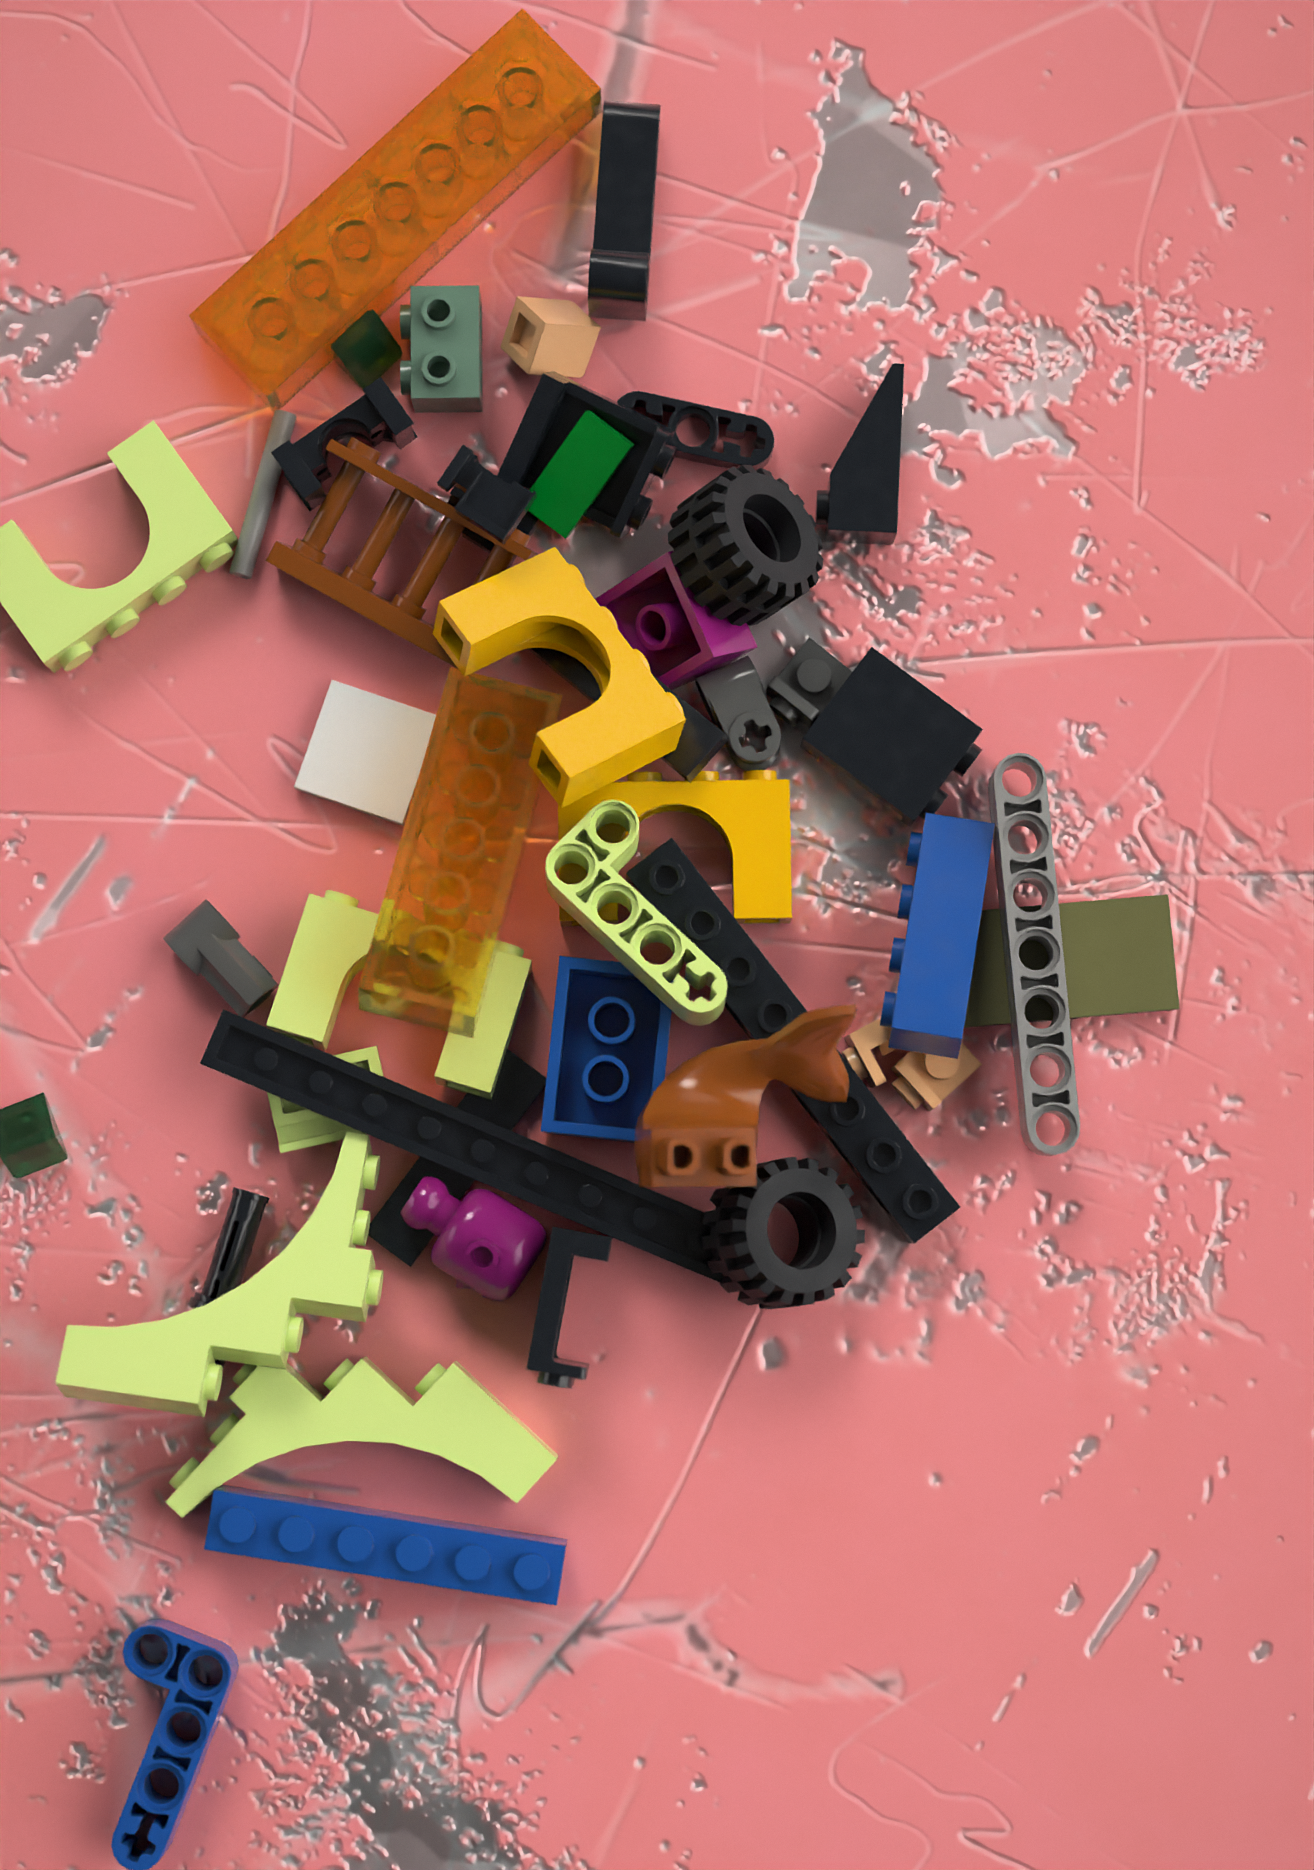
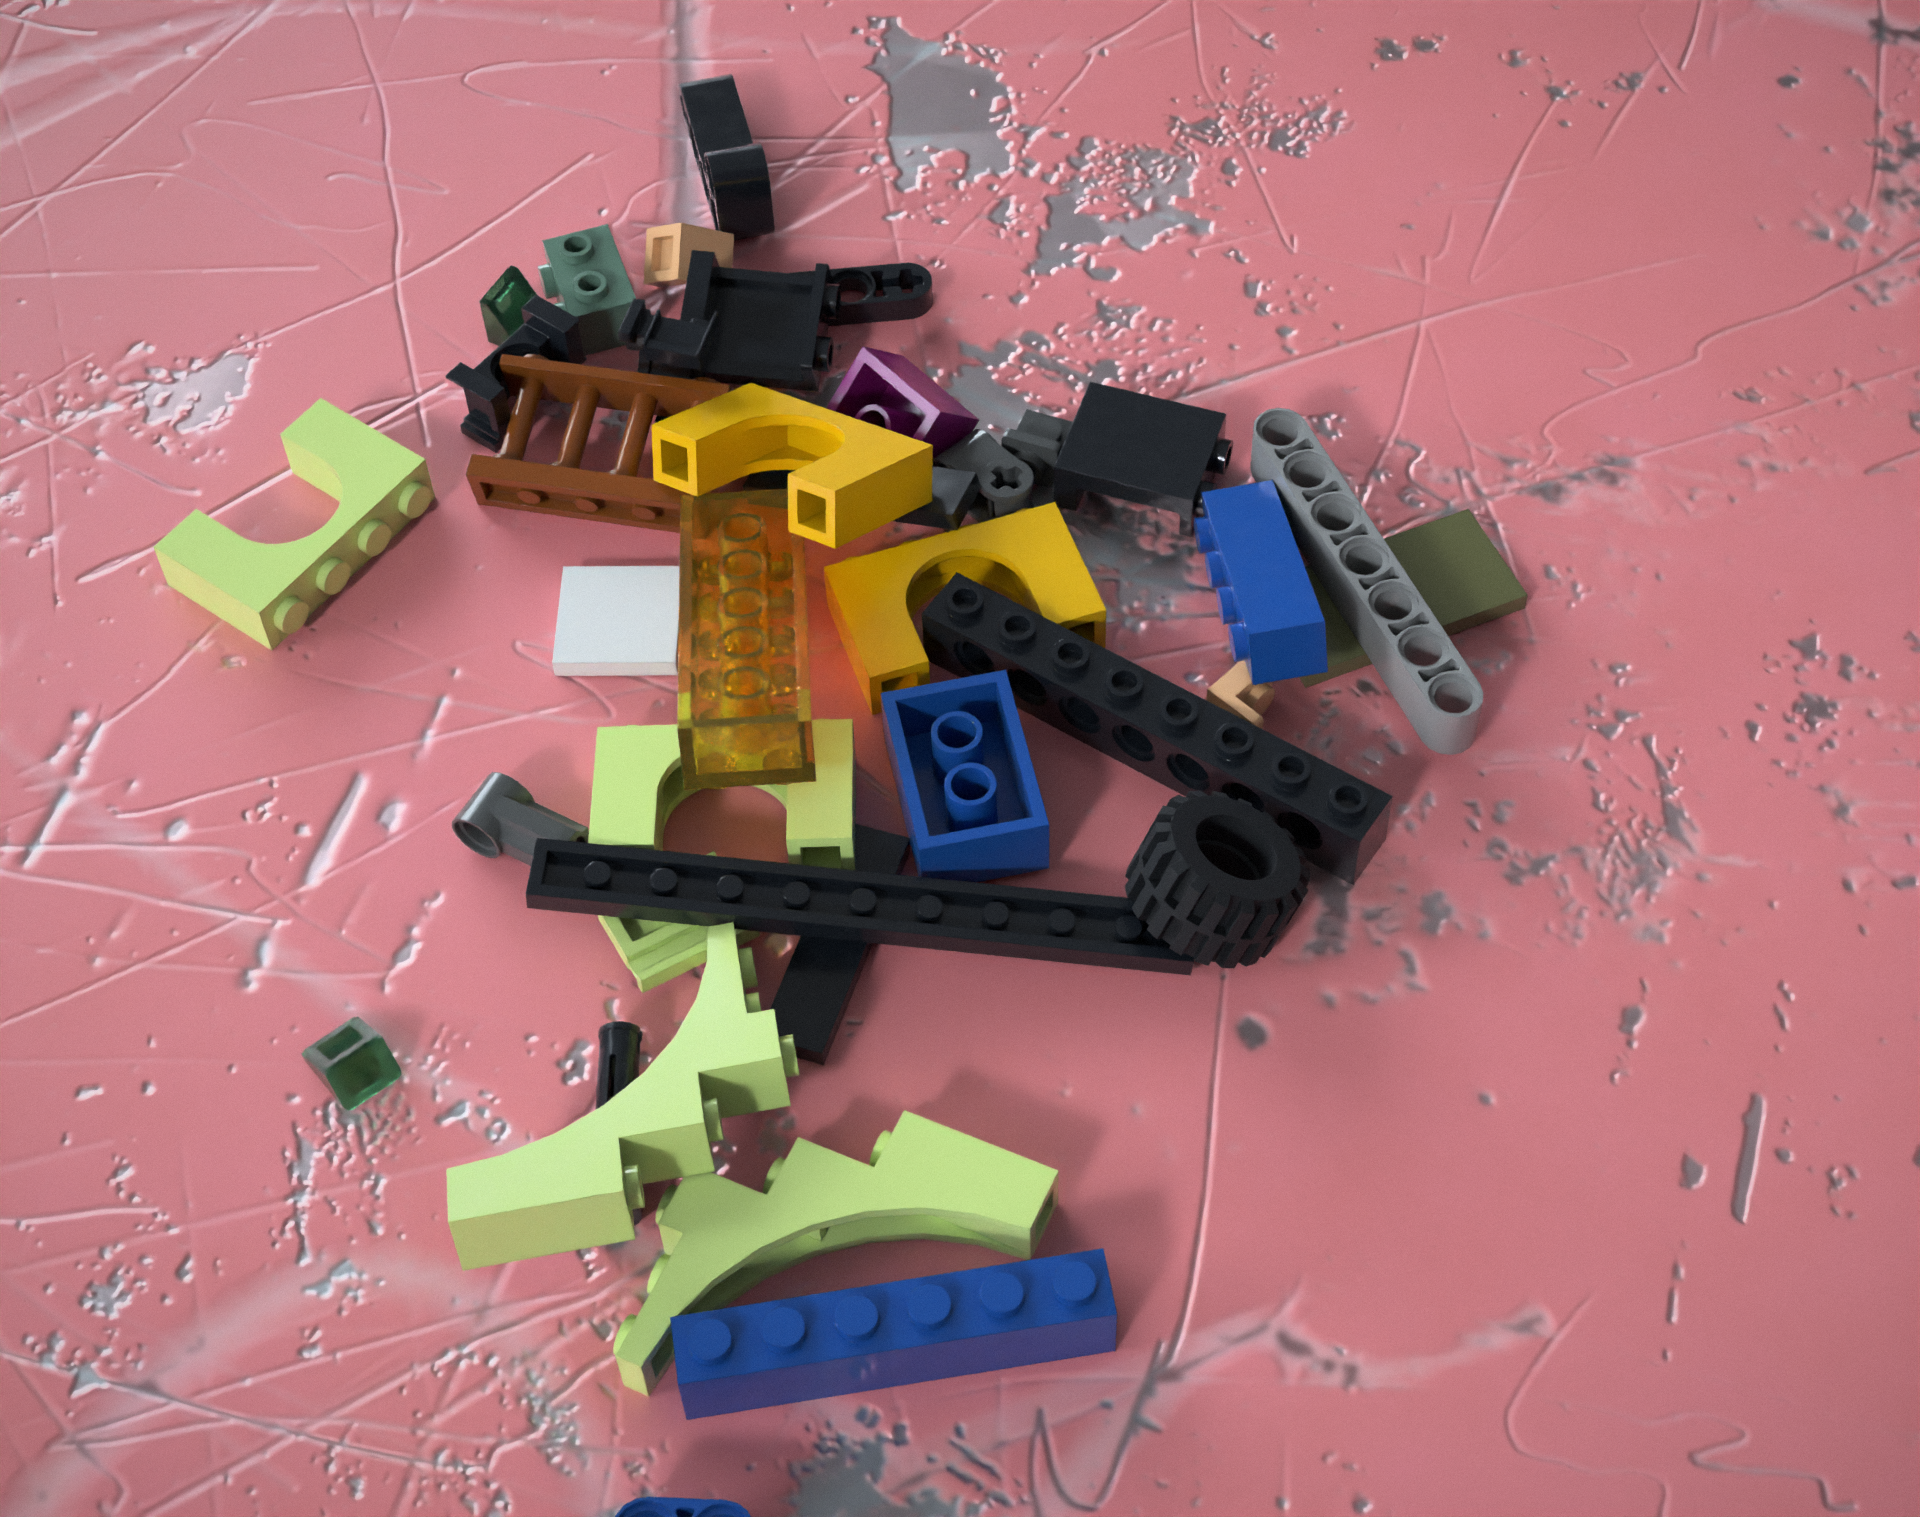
camera: 15 degrees left, 30 degrees down
(261, 497) = (447, 452): light grey bar -> none
(398, 209) = (521, 185): clear yellow brick -> none
(479, 1240) = (888, 989): magenta piece -> none
(552, 1301) = (1004, 966): black panel -> none
(578, 473) = (752, 333): green tile -> none
(644, 924) = (972, 643): yellowish green beam -> none
(706, 1111) = (1099, 763): dark orange hips -> none
(745, 545) = (935, 331): black tyre -> none
(865, 479) = (1031, 283): black slope -> none
(931, 1078) = (1308, 714): light nougat bracket -> none

